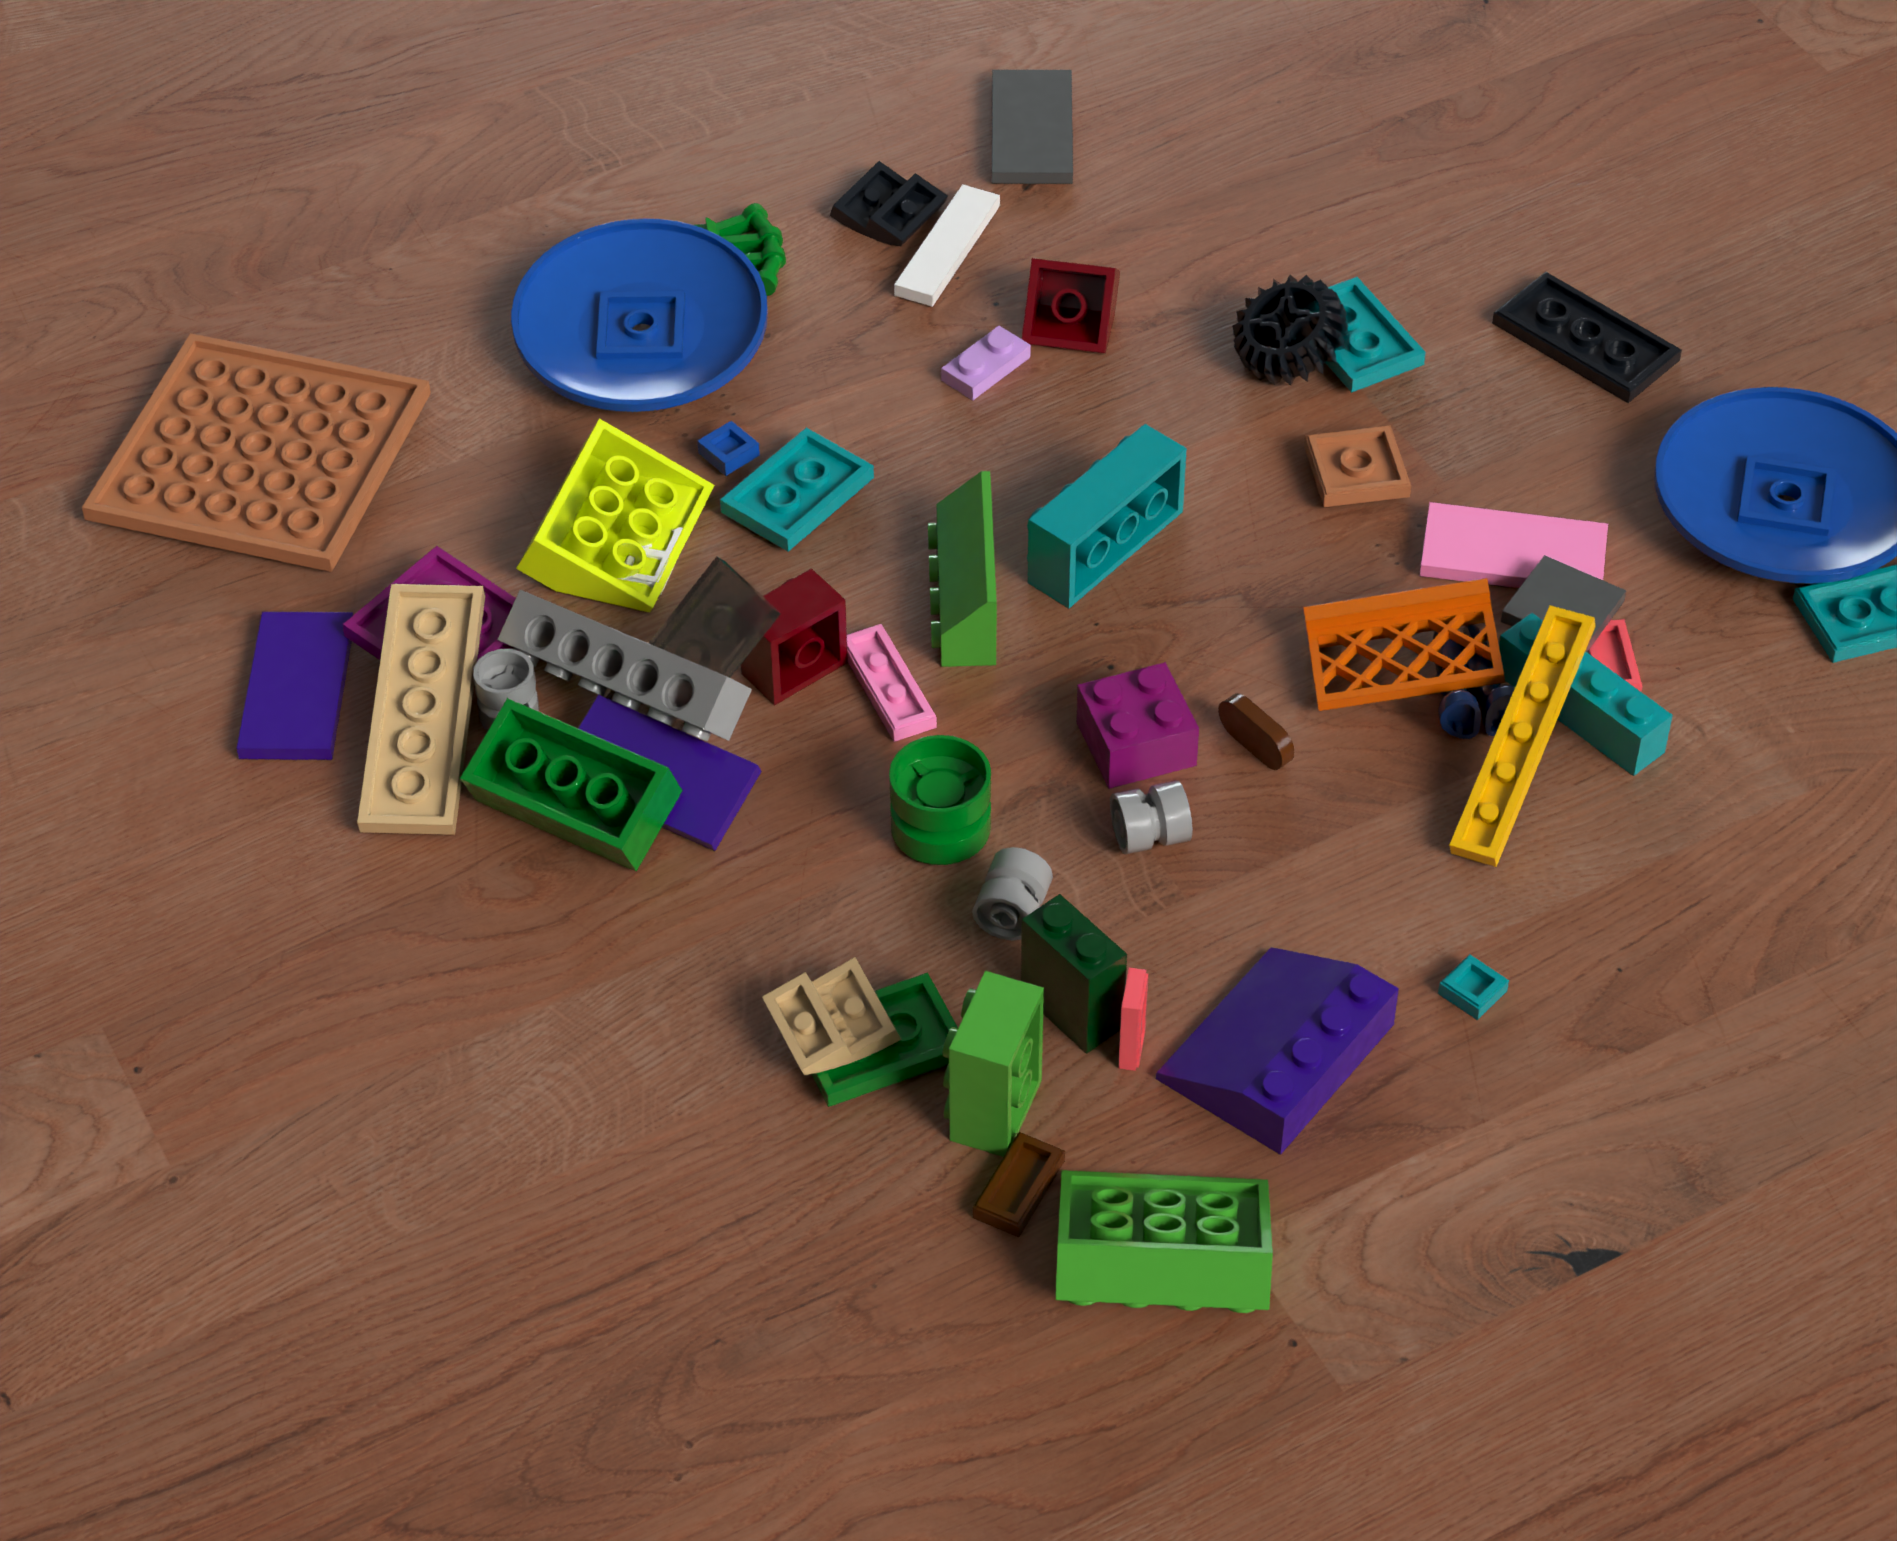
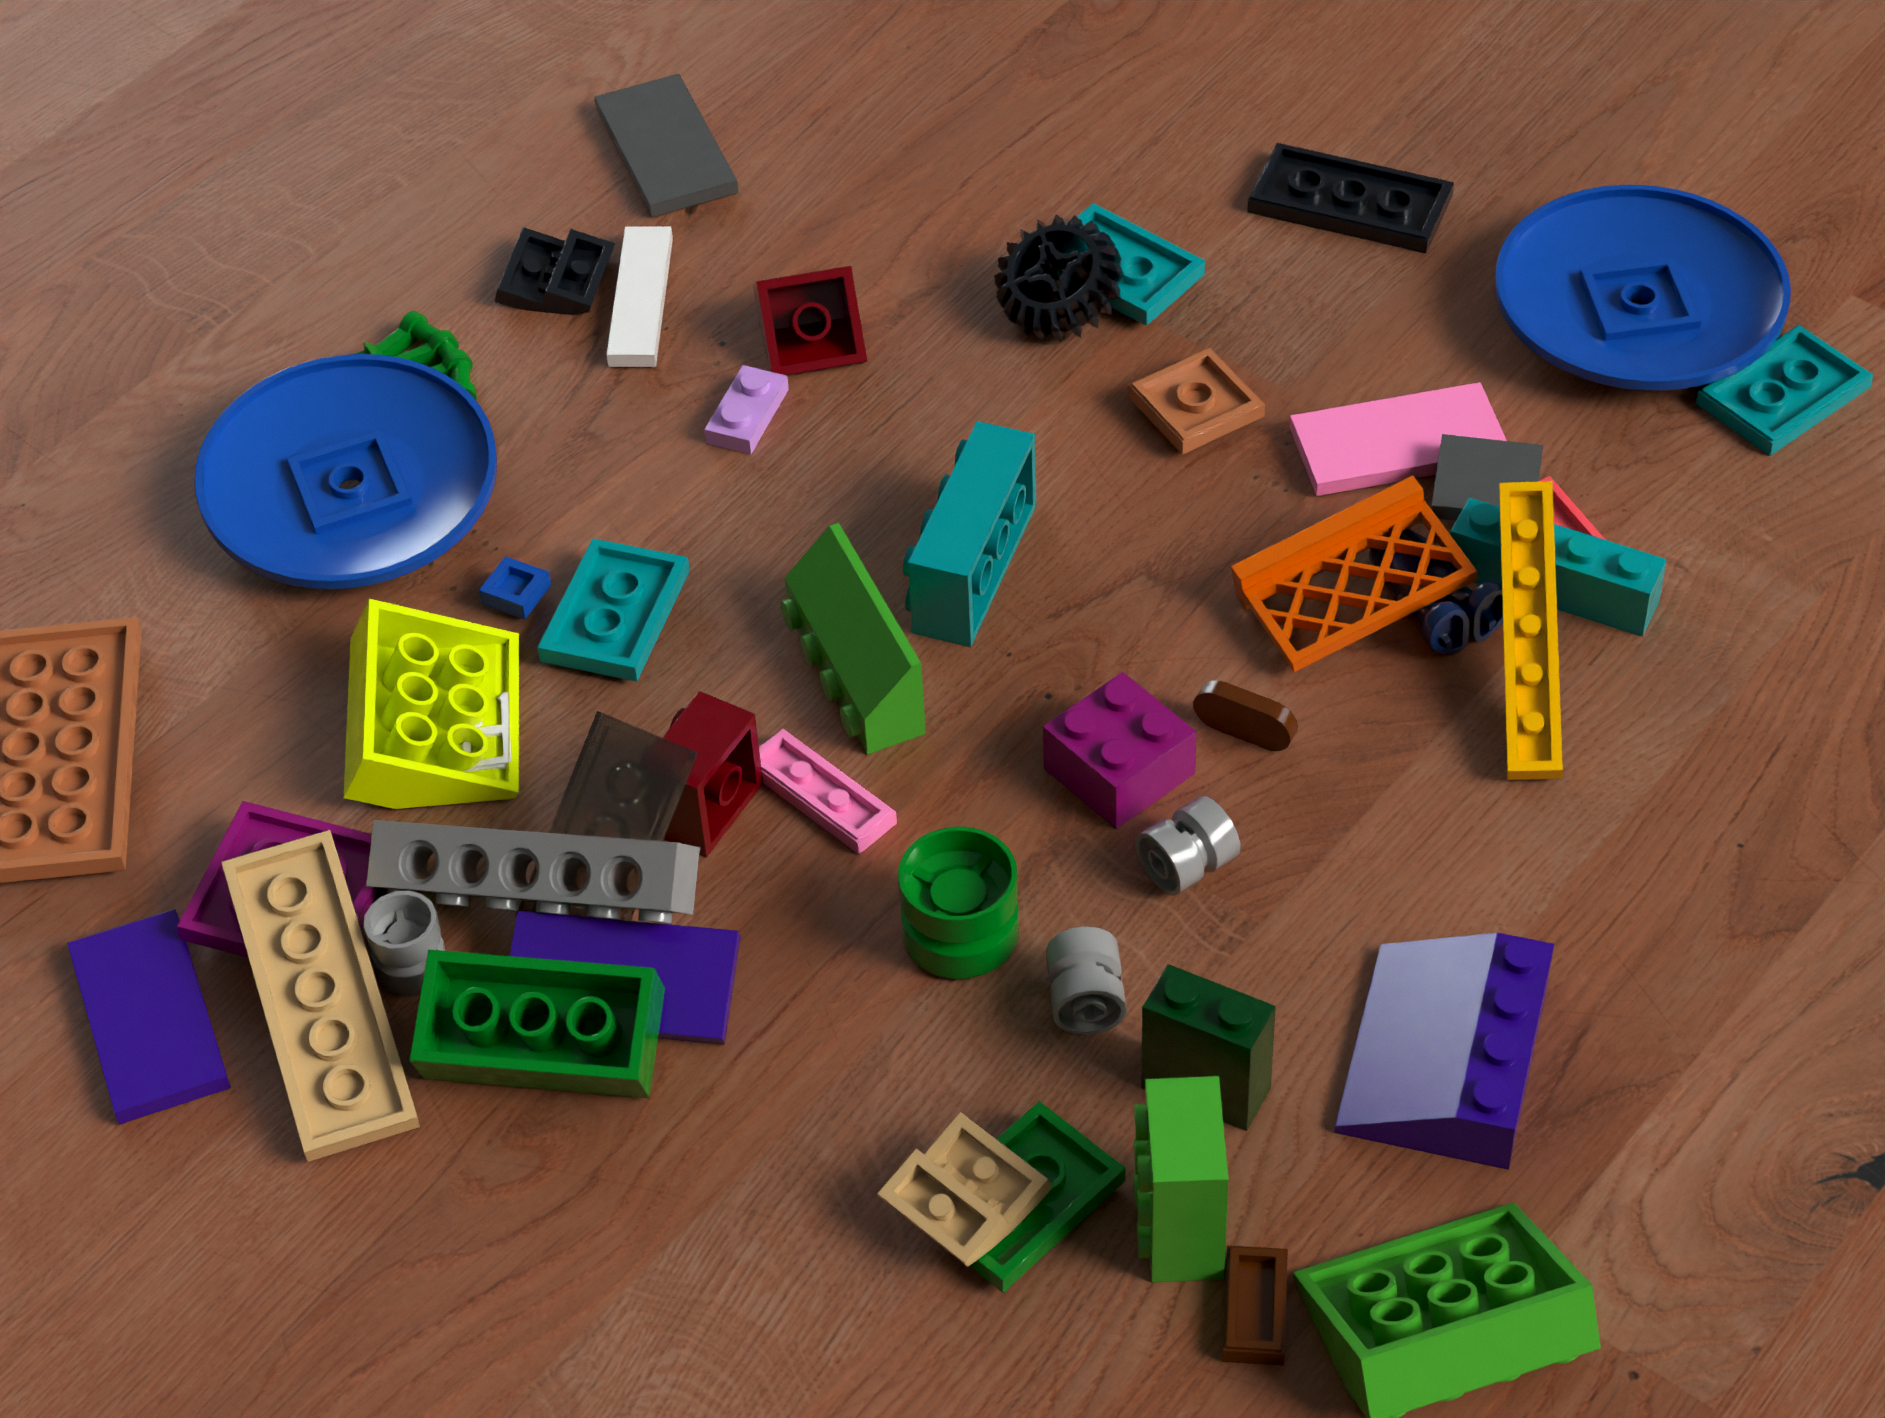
camera: 20 degrees left, 0 degrees up
(1133, 1019) = (1294, 1075): coral tile -> none
(1473, 987) = (1609, 915): teal tile -> none

